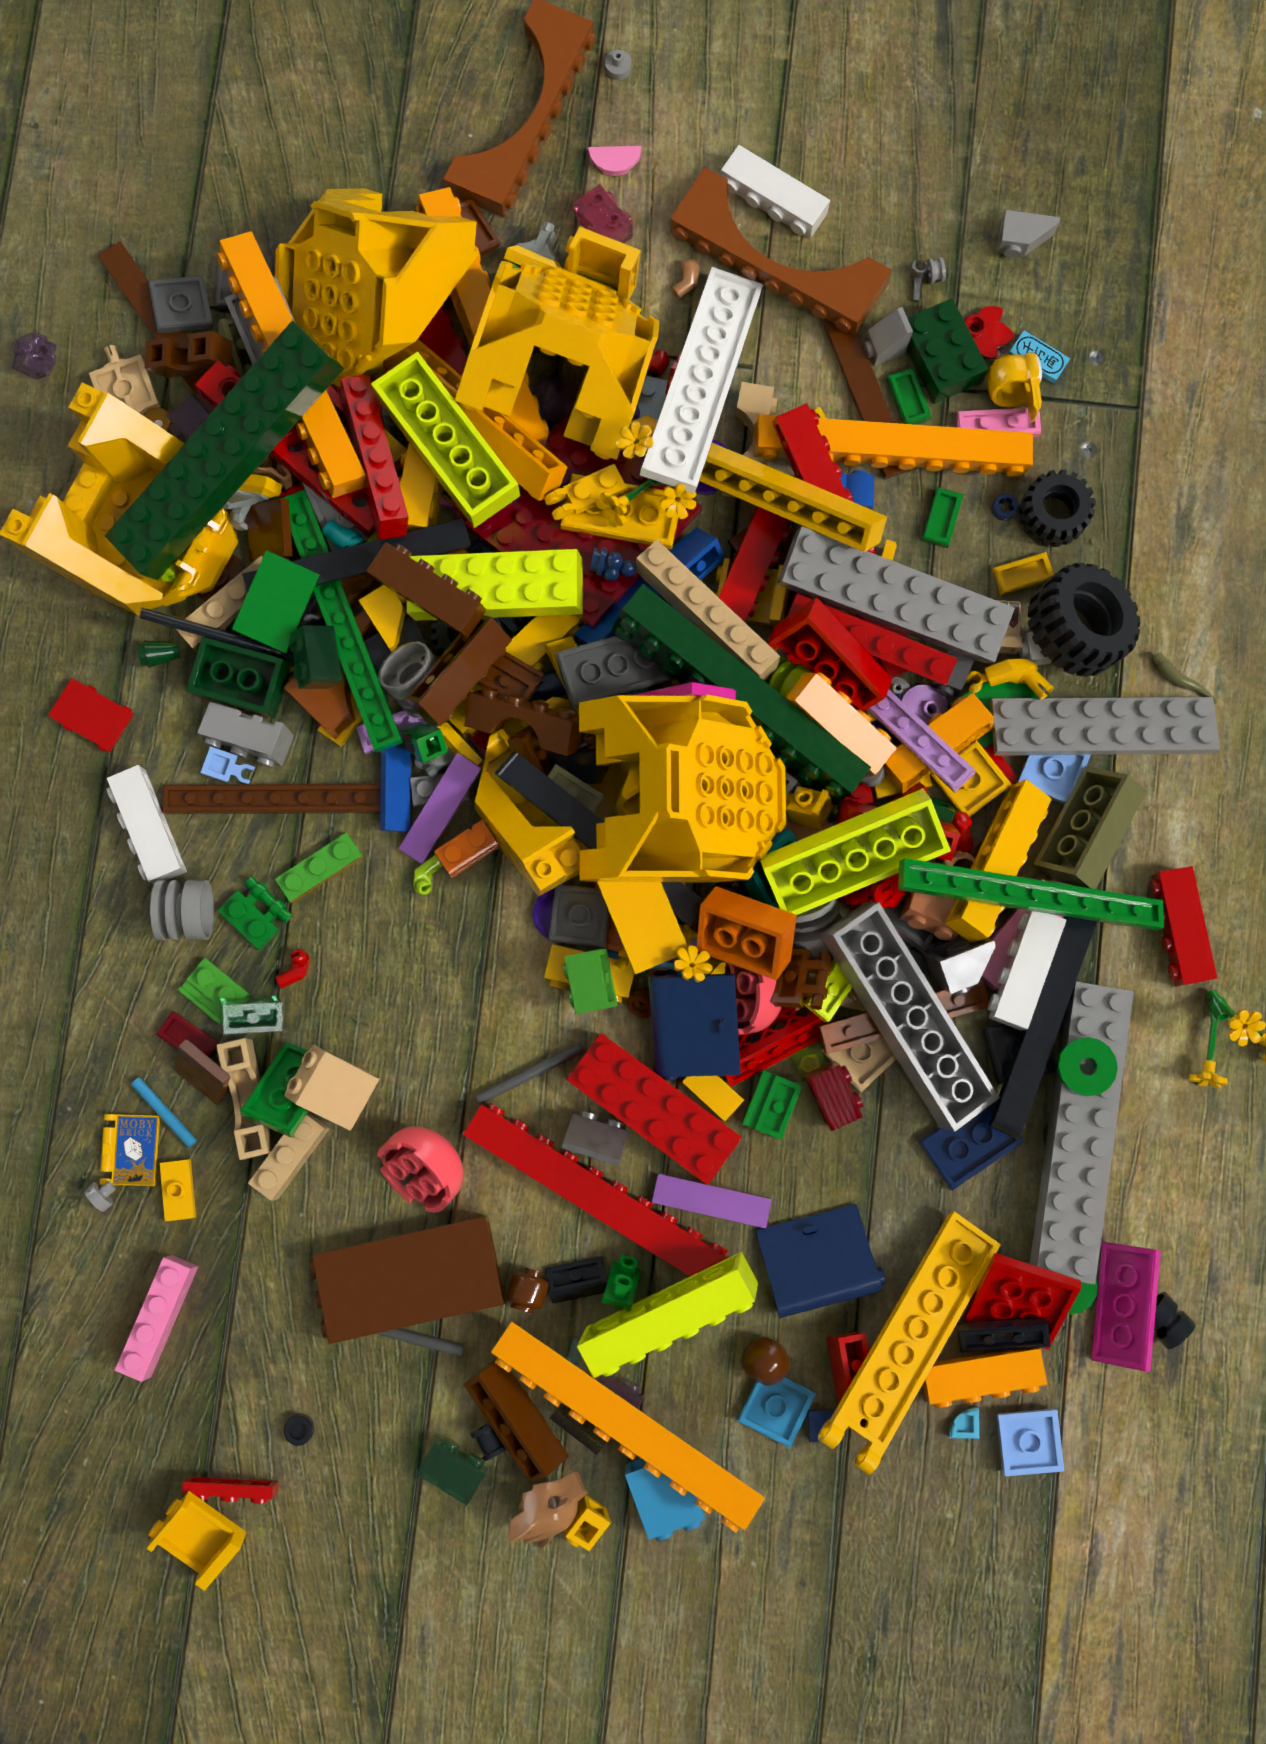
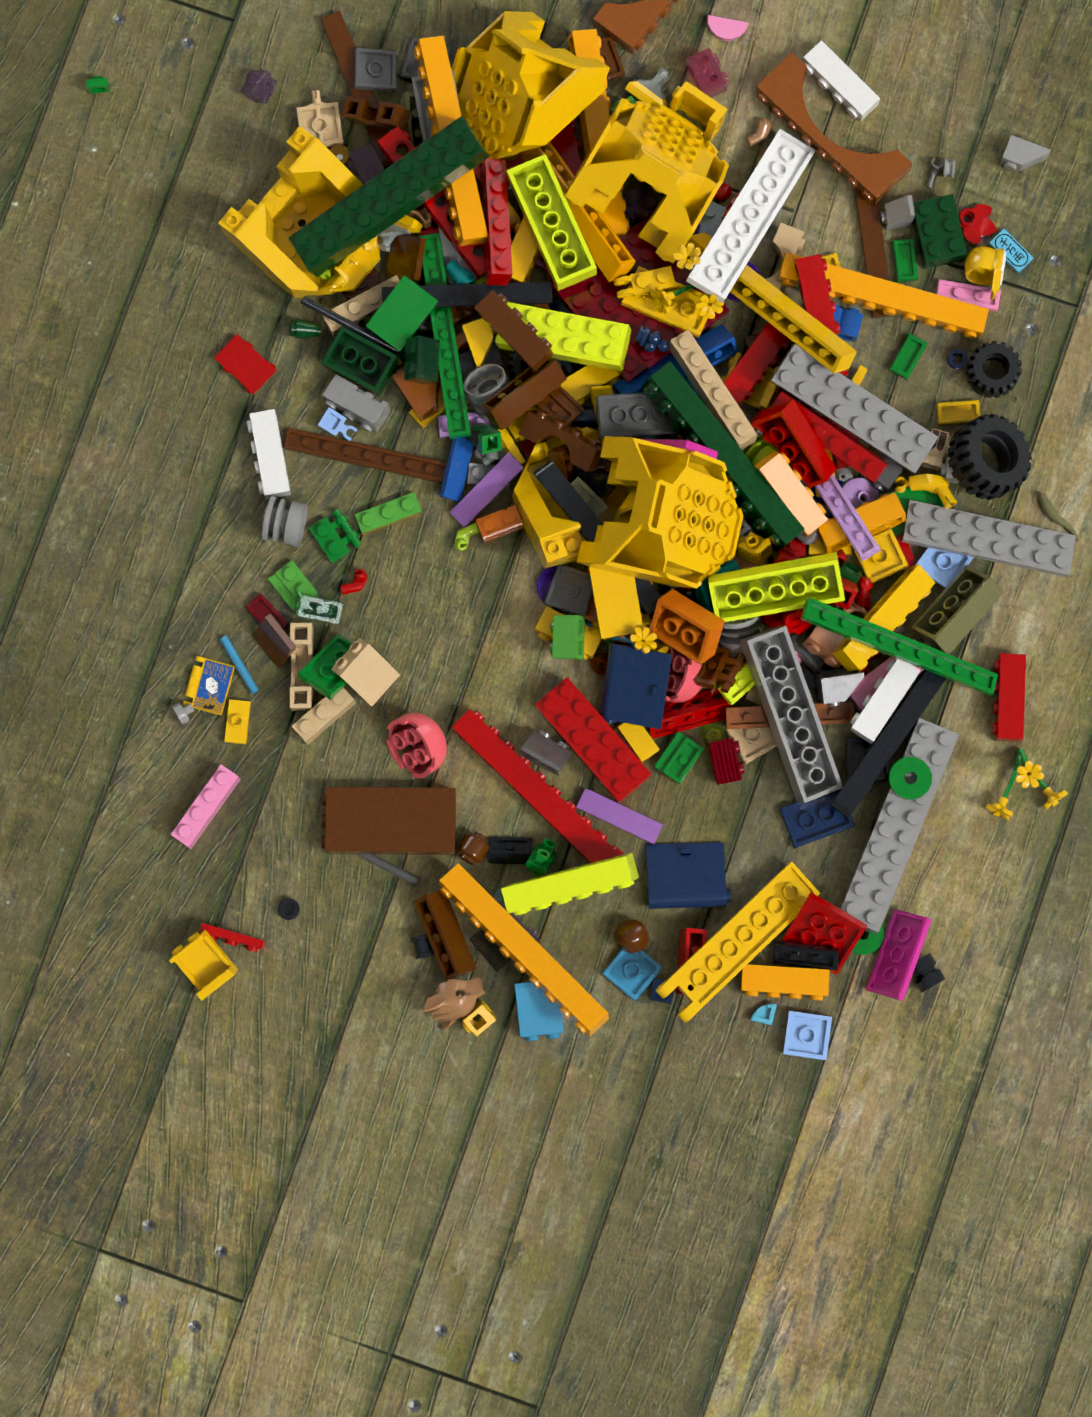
camera: 15 degrees right, 0 degrees up
(453, 1470) = (392, 960): clear green brick -> none
(528, 1074) = (508, 696): dark grey bar -> none

